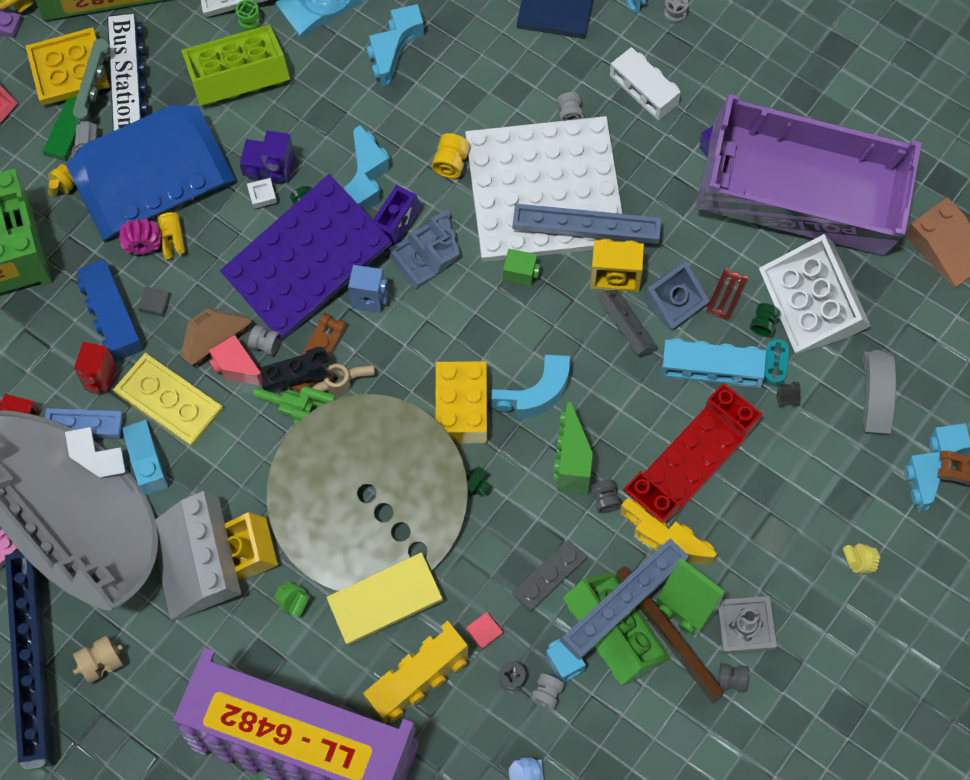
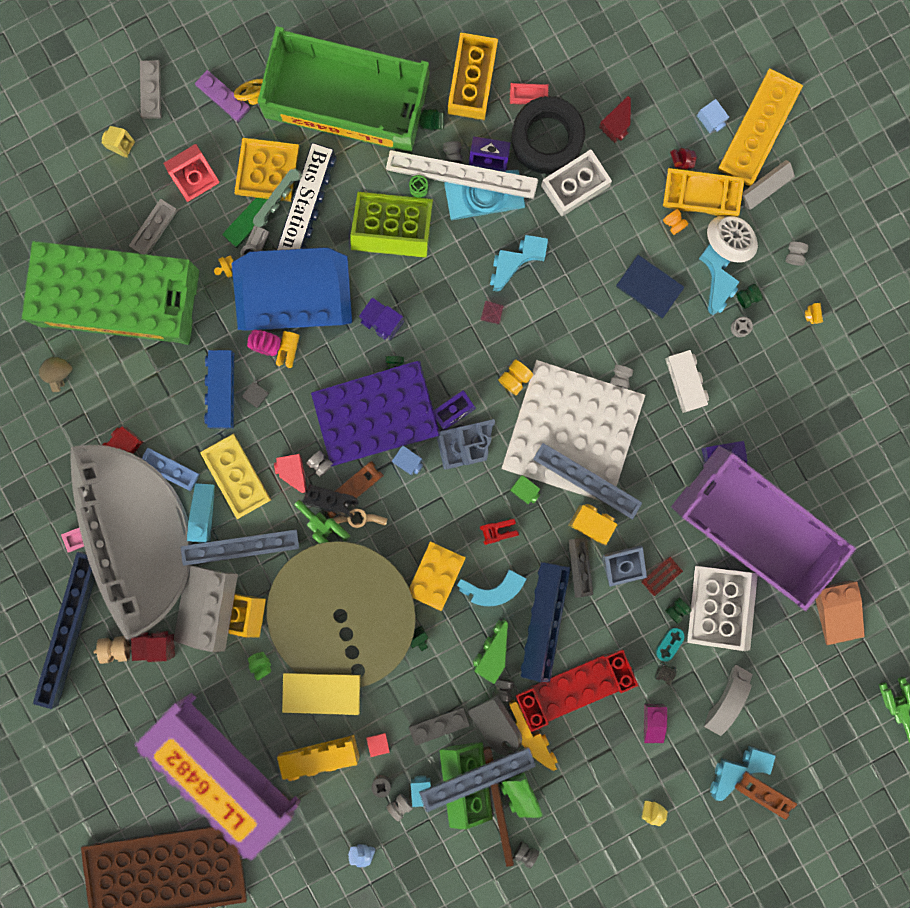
camera: 15 degrees right, 20 degrees up
(95, 367) = (191, 435): red brick -> none
(101, 463) = (169, 507): white tile -> none
(148, 633) = (153, 647): none -> dark red brick
(207, 472) = (239, 547): none -> sand blue plate
(210, 330) = (284, 441): medium nougat slope -> none
(261, 193) = (366, 343): white plate -> none
(371, 164) = (455, 355): medium azure arch -> none
(391, 107) = (492, 312): none -> clear pink tile
(505, 330) = (493, 528): none -> red piece
(616, 397) = (545, 622): none -> dark blue brick
(616, 536) = (496, 726): none -> dark grey tile
(713, 363) = (625, 626): medium azure brick -> none
(745, 615) = (558, 834): light grey plate -> none
(806, 454) = (655, 723): none -> magenta slope

